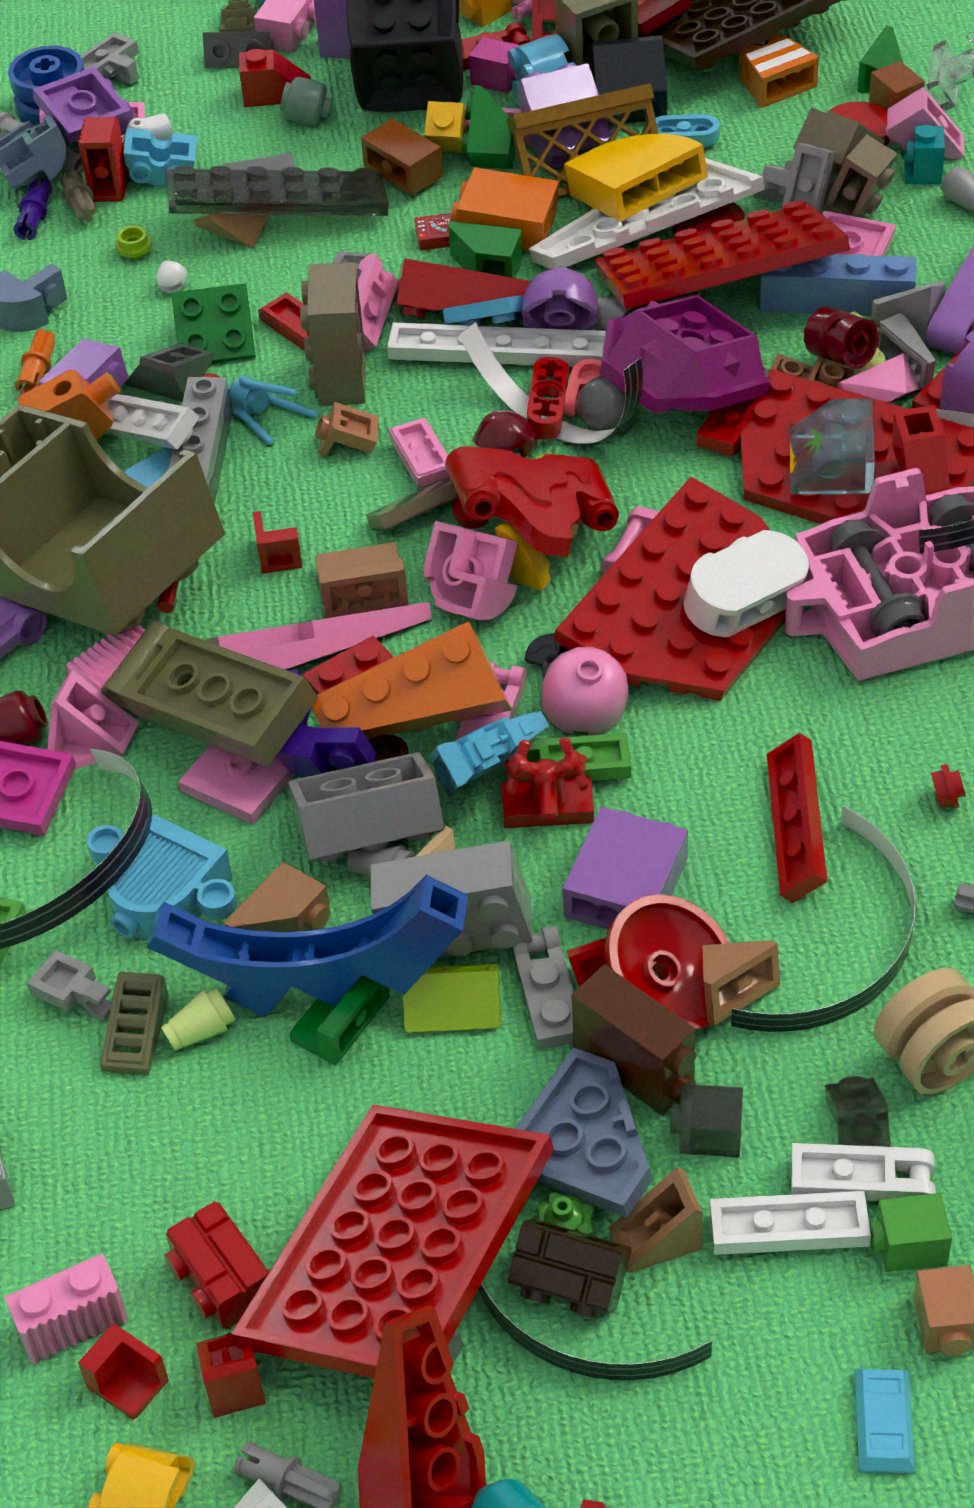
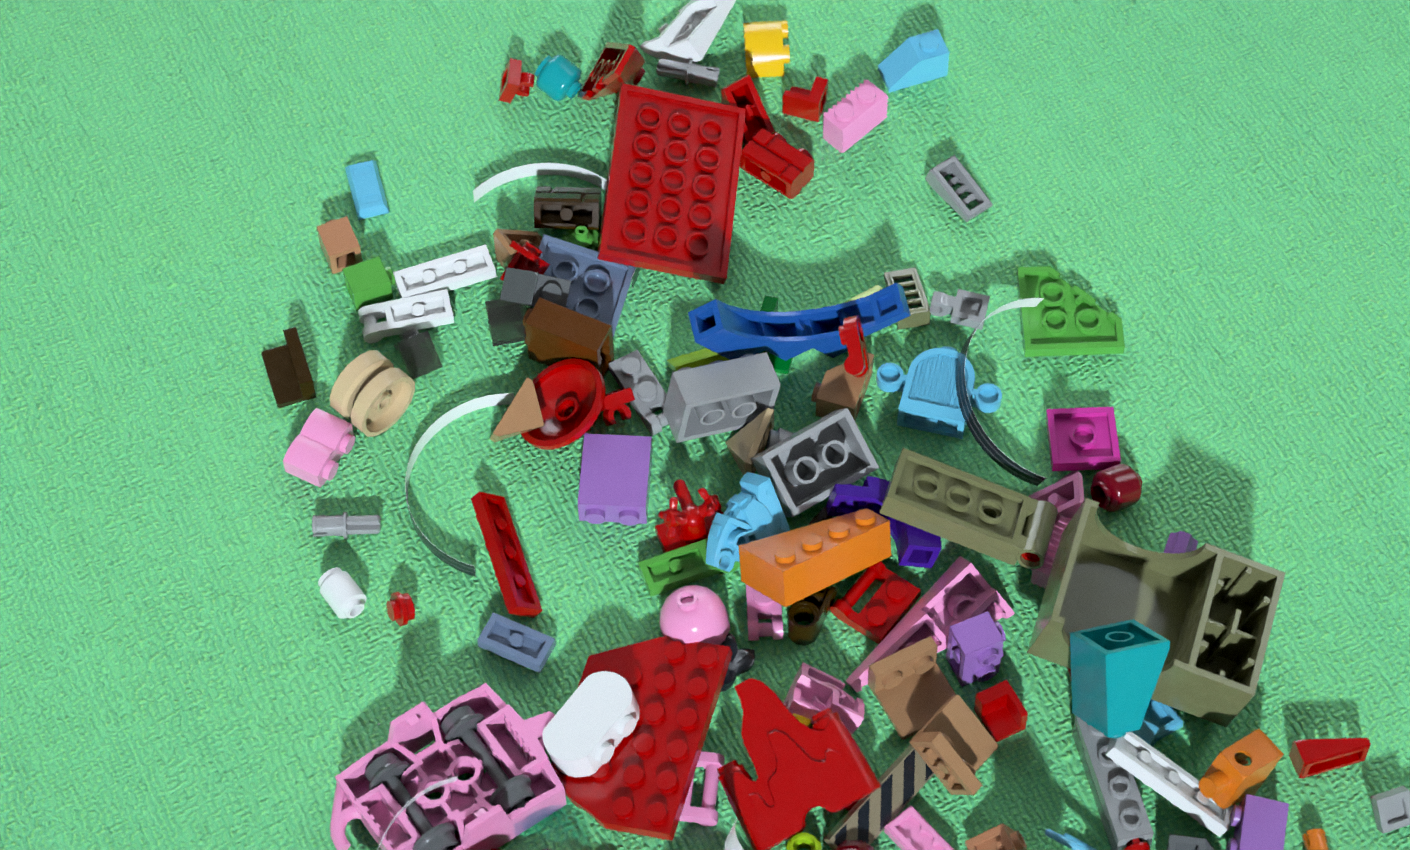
camera: 160 degrees right, 10 degrees up
(140, 435) = (1115, 674): none -> teal slope
(251, 893) = (852, 335): none -> red plate
(275, 578) = (975, 649): none -> medium lavender brick
(369, 493) = (955, 746): none -> medium nougat bracket
(667, 1146) = (527, 259): none -> red bracket
(669, 1101) = (528, 286): none -> dark grey slope
(797, 712) = (516, 642): none -> sand blue plate

